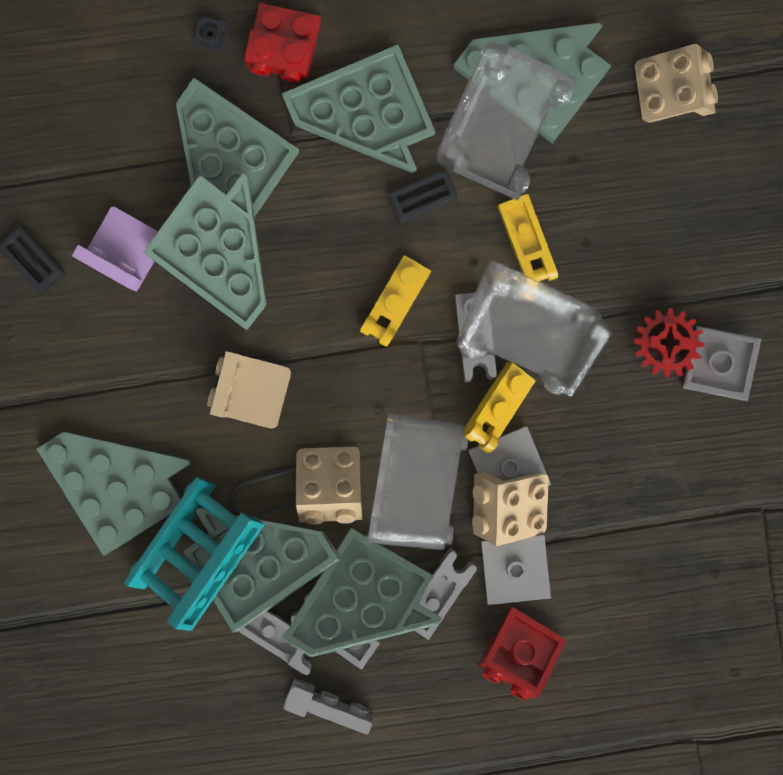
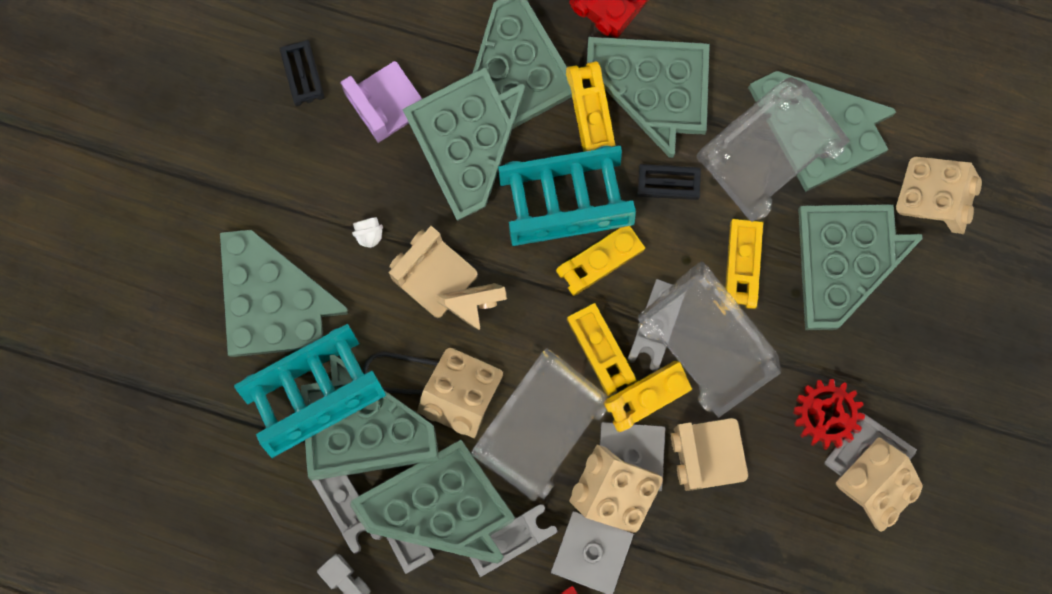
camera: 25 degrees right, 10 degrees down
(170, 381) = (368, 232): none -> white plate
(291, 403) = (465, 302): none -> tan slope
(317, 161) = (590, 106): none -> yellow plate
(363, 272) = (565, 224): none -> teal fence
(435, 383) = (600, 348): none -> yellow plate
(578, 431) = (709, 454): none -> tan bracket
(619, 189) = (846, 258): none -> sand green wing
(742, 384) = (882, 483): none -> tan bracket

